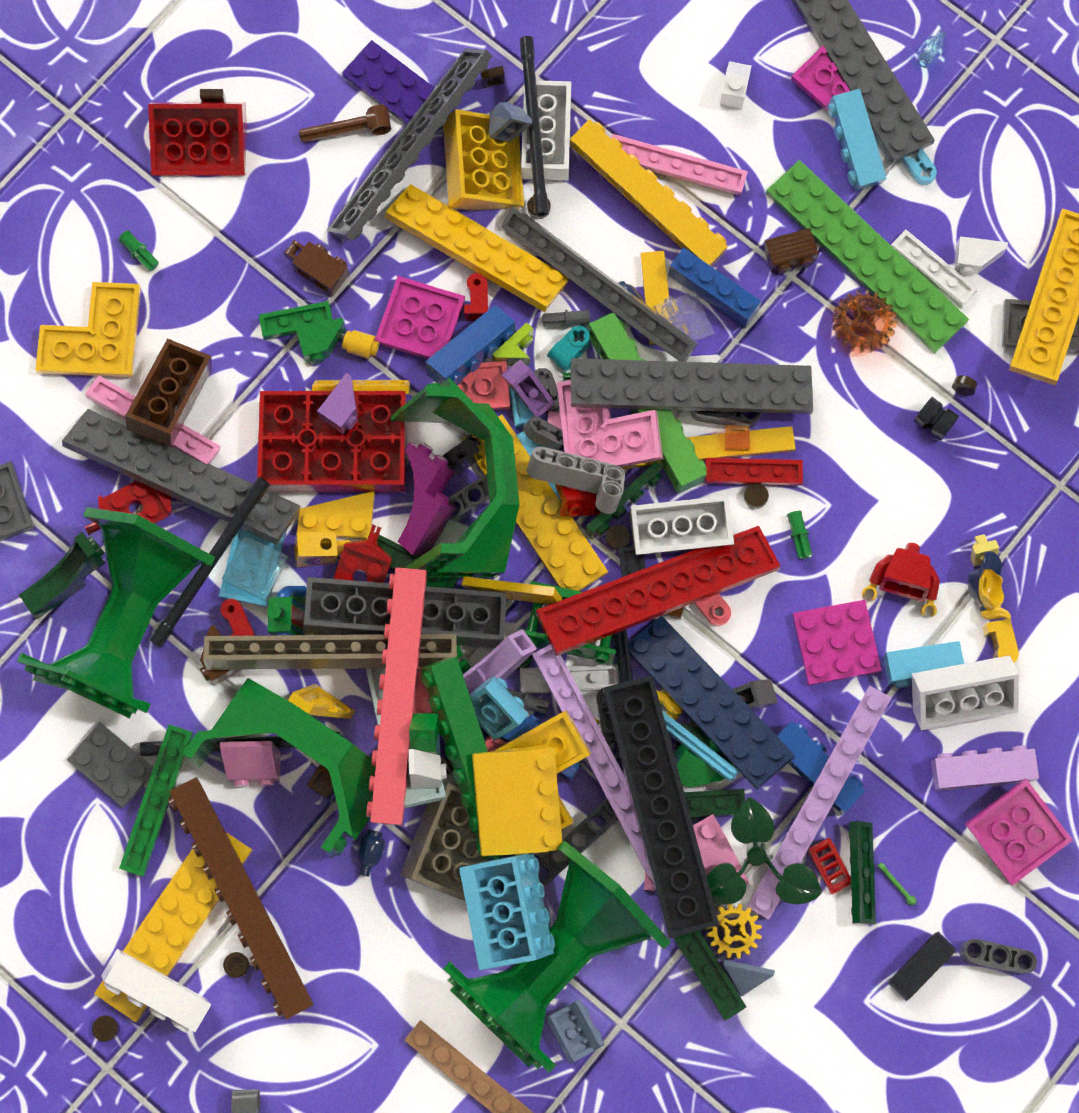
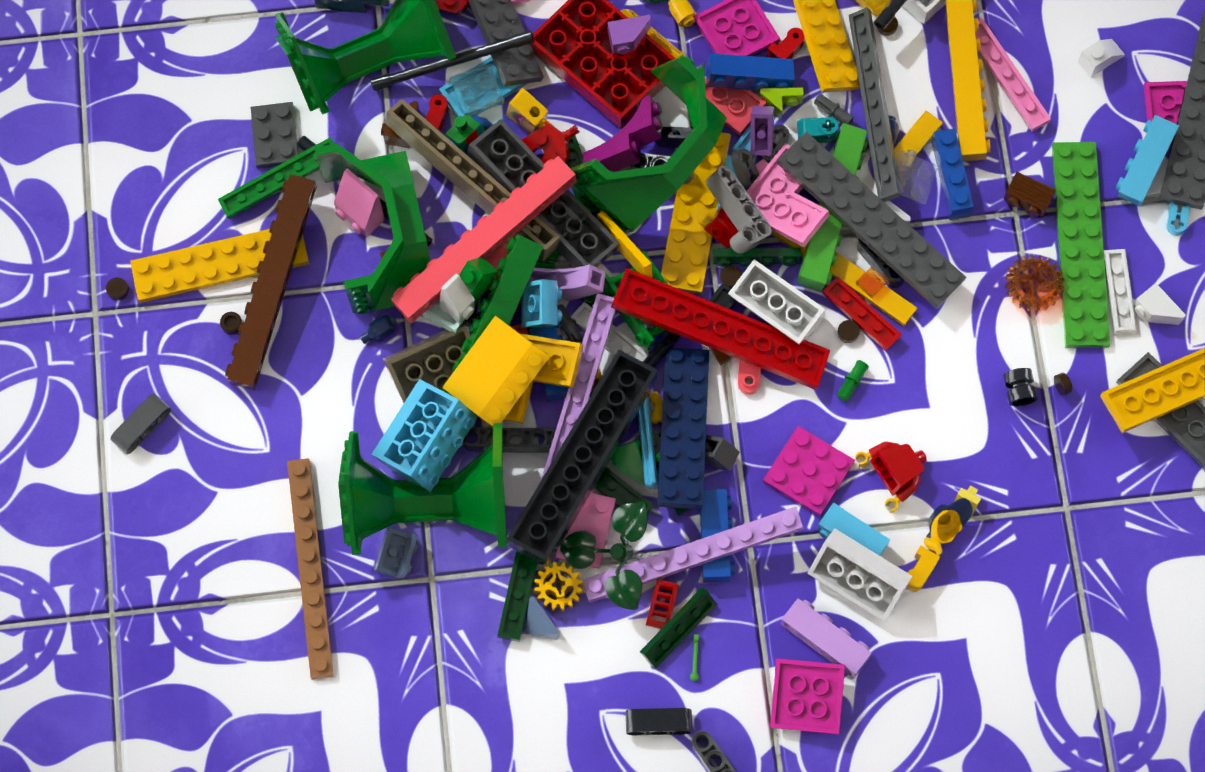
camera: 45 degrees right, 5 degrees down
(155, 990) = (166, 287): white brick -> none
(319, 702) = (435, 205): yellow wing -> none
(346, 516) = (564, 108): yellow wing -> none

